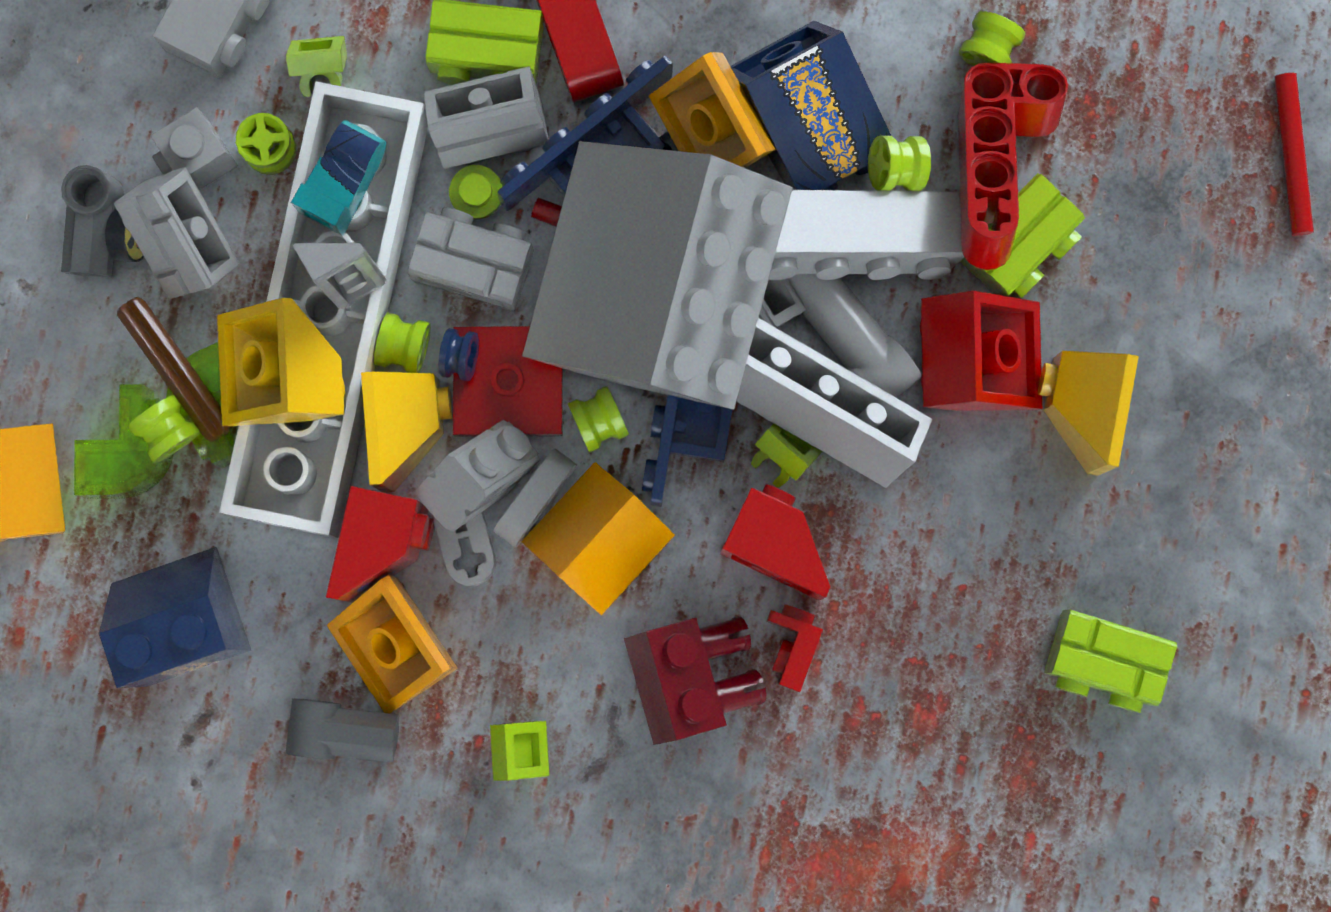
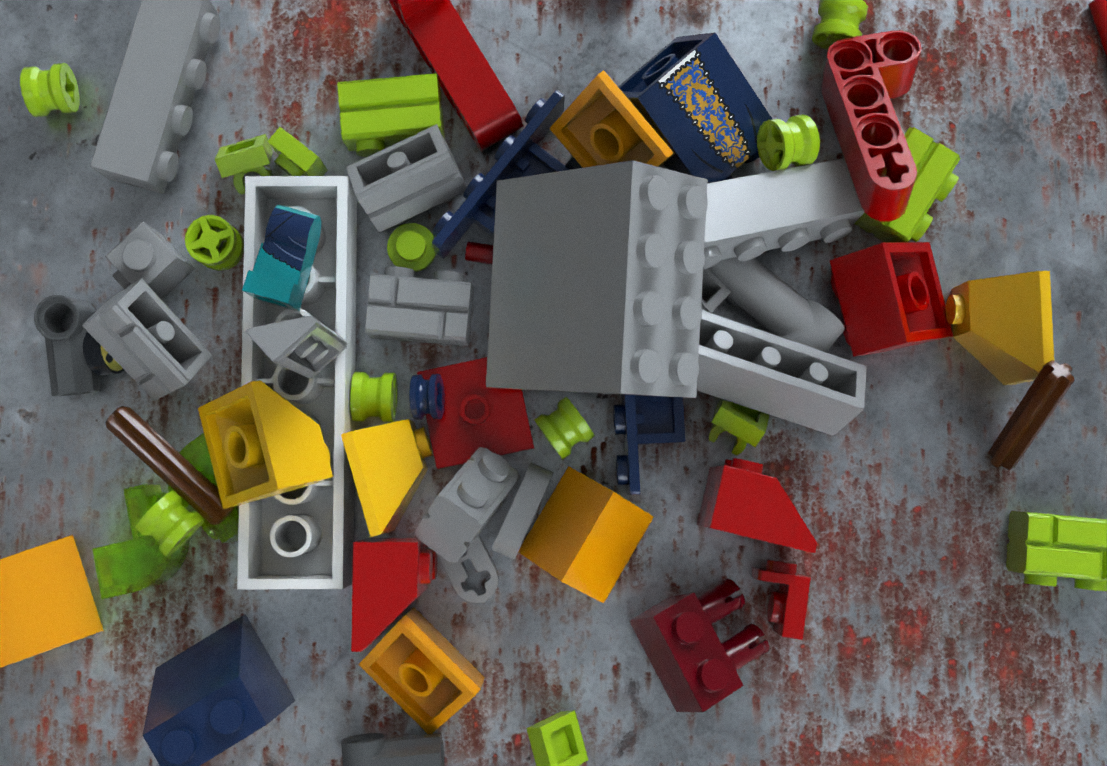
camera: 15 degrees left, 0 degrees up
(371, 69) = (294, 156): none -> lime plate
(1092, 506) = (1031, 414): none -> reddish brown axle

